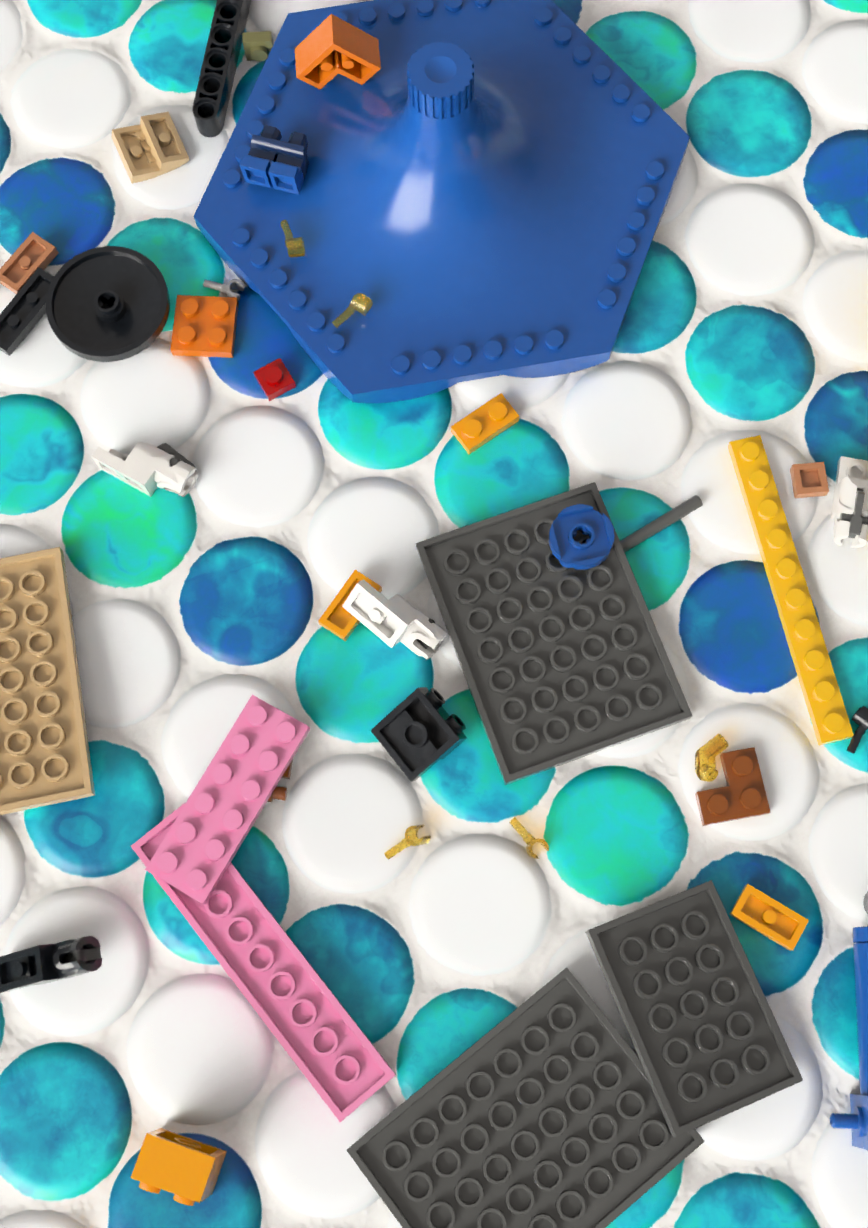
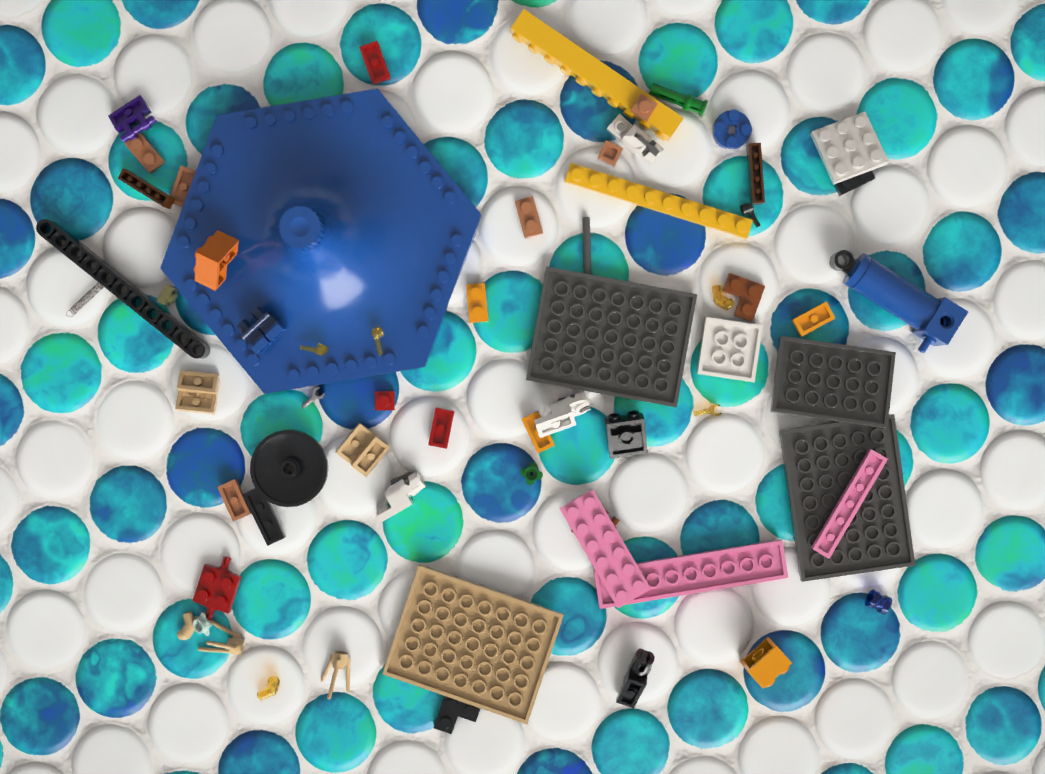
camera: 60 degrees left, 15 degrees up
(188, 387) = (362, 449): none -> tan slope
(204, 326) = (330, 421): orange plate -> none
(278, 471) = (441, 428): none -> red plate
(281, 623) = (531, 478): none -> green plate
(410, 840) = (675, 469): clear yellow hand -> none
(517, 1149) = (849, 503): none -> bright pink plate
(572, 553) = (568, 284): blue plate -> none
(641, 815) = (729, 349): none -> white plate
(647, 424) = (528, 217): none -> nougat plate
(721, 124) = (375, 62): none -> red plate

